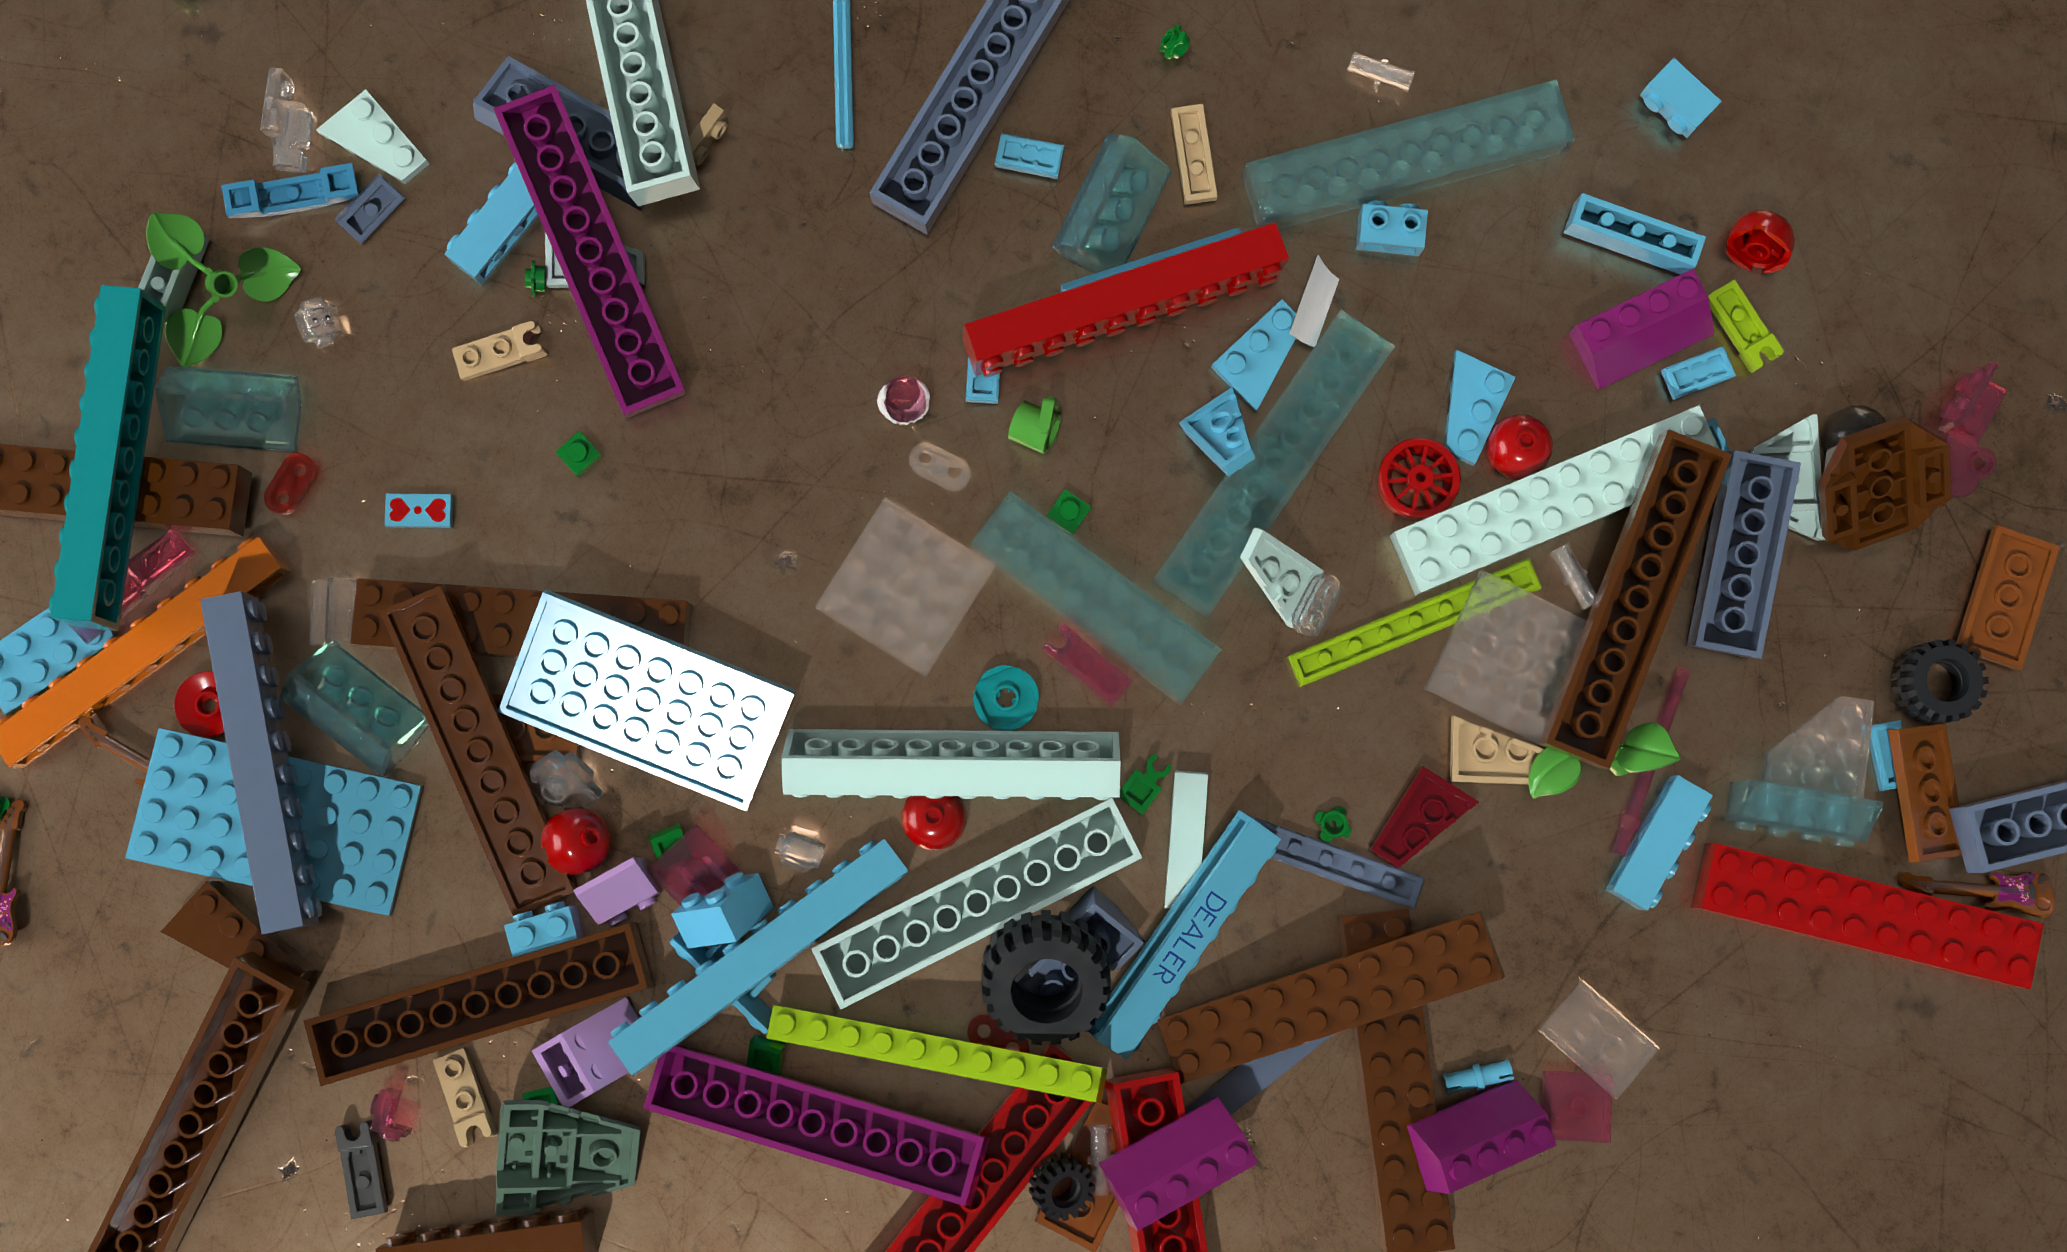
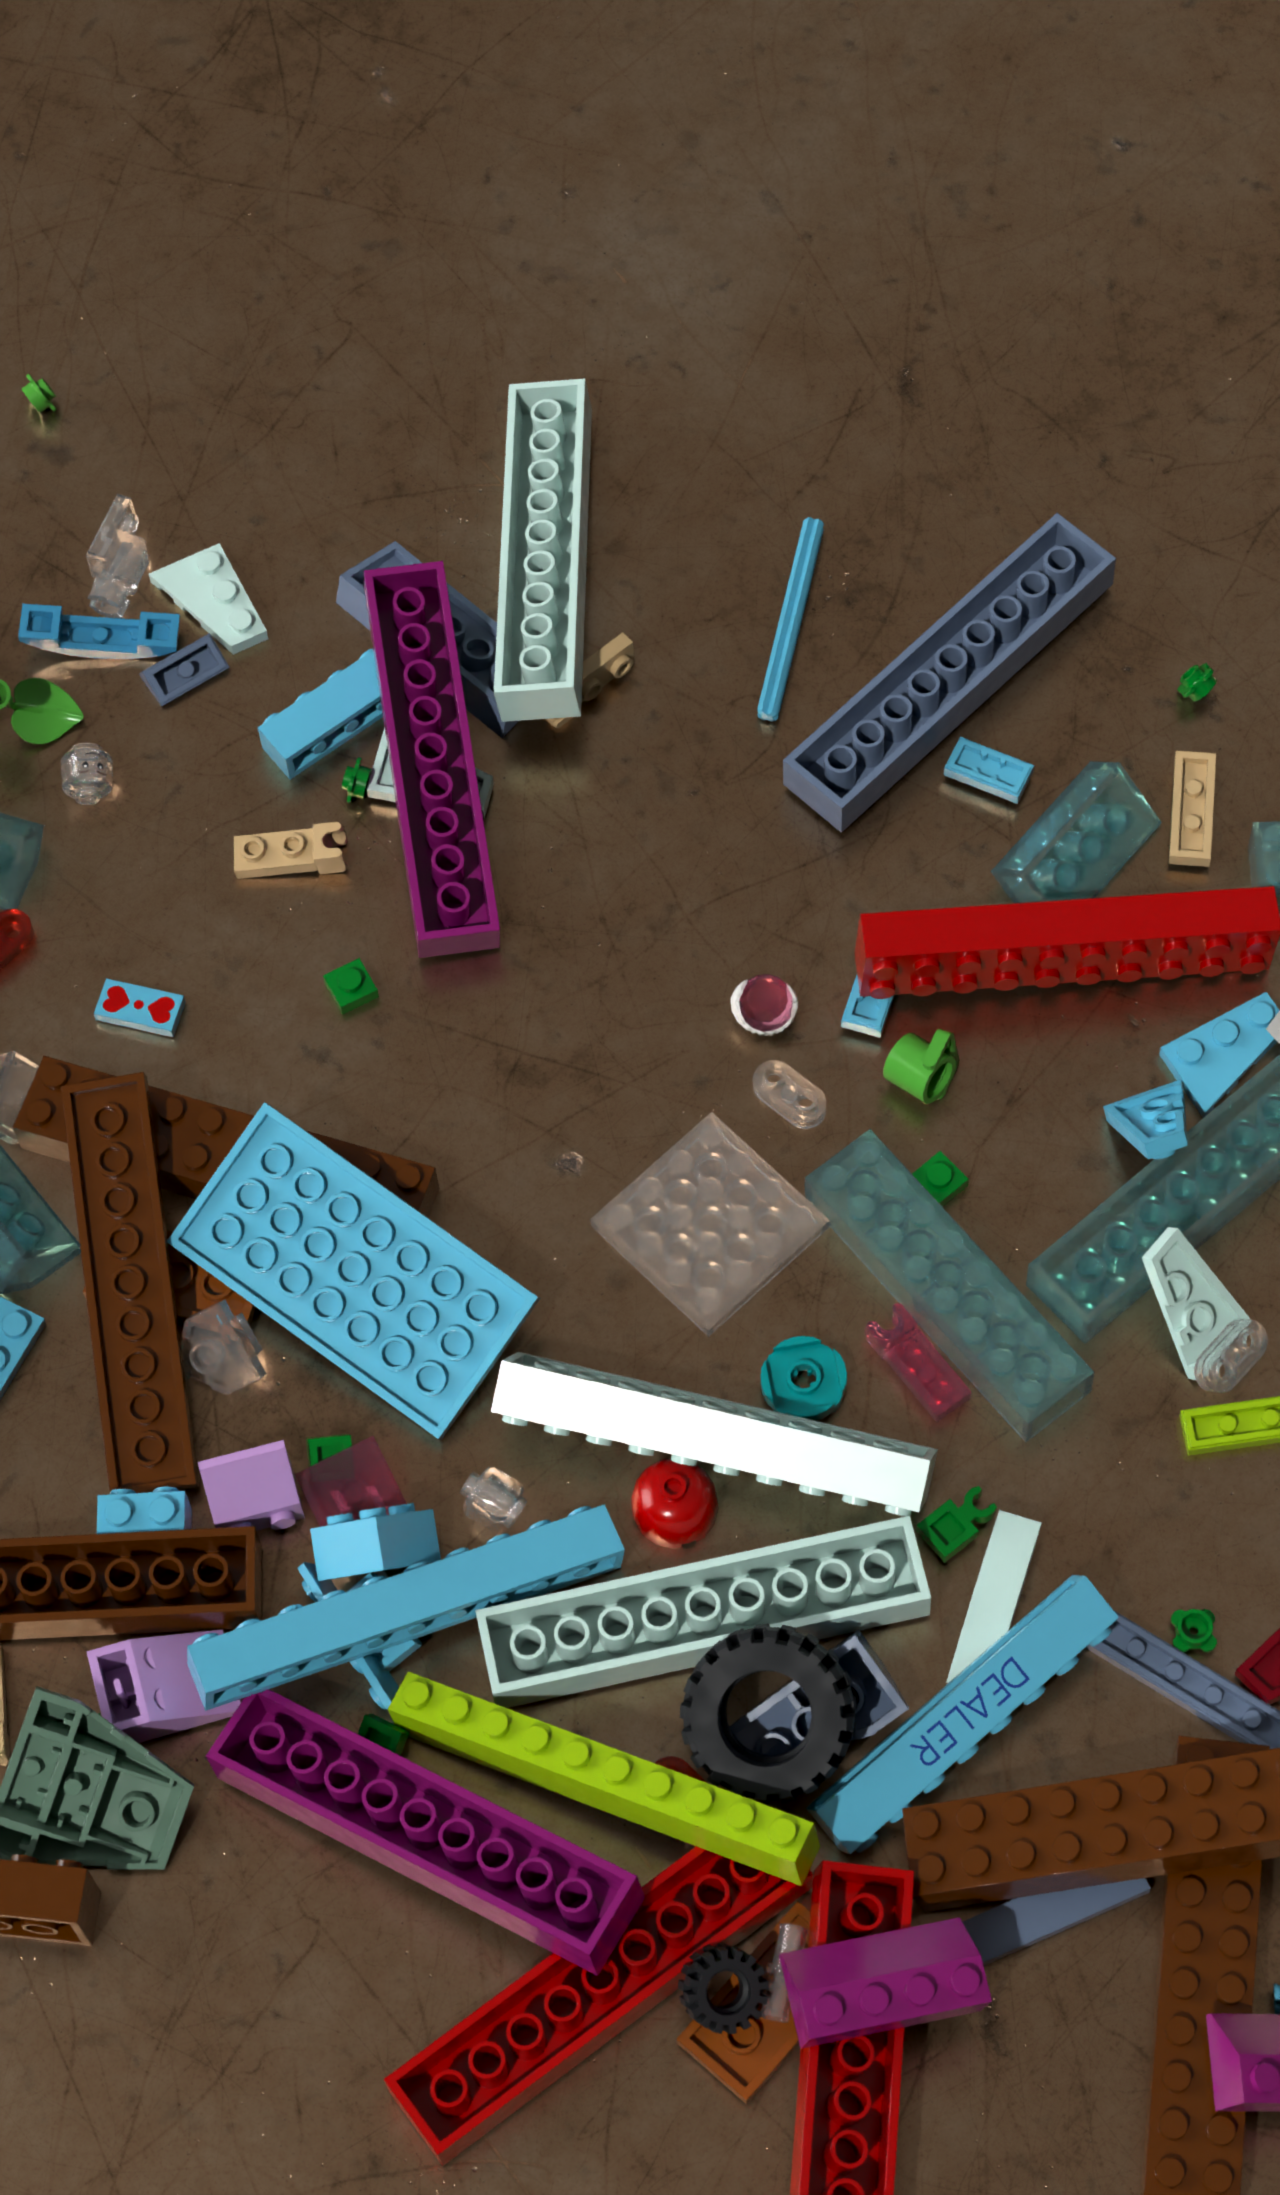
camera: 20 degrees right, 20 degrees down
(576, 841) = (216, 1418): red cylinder -> none

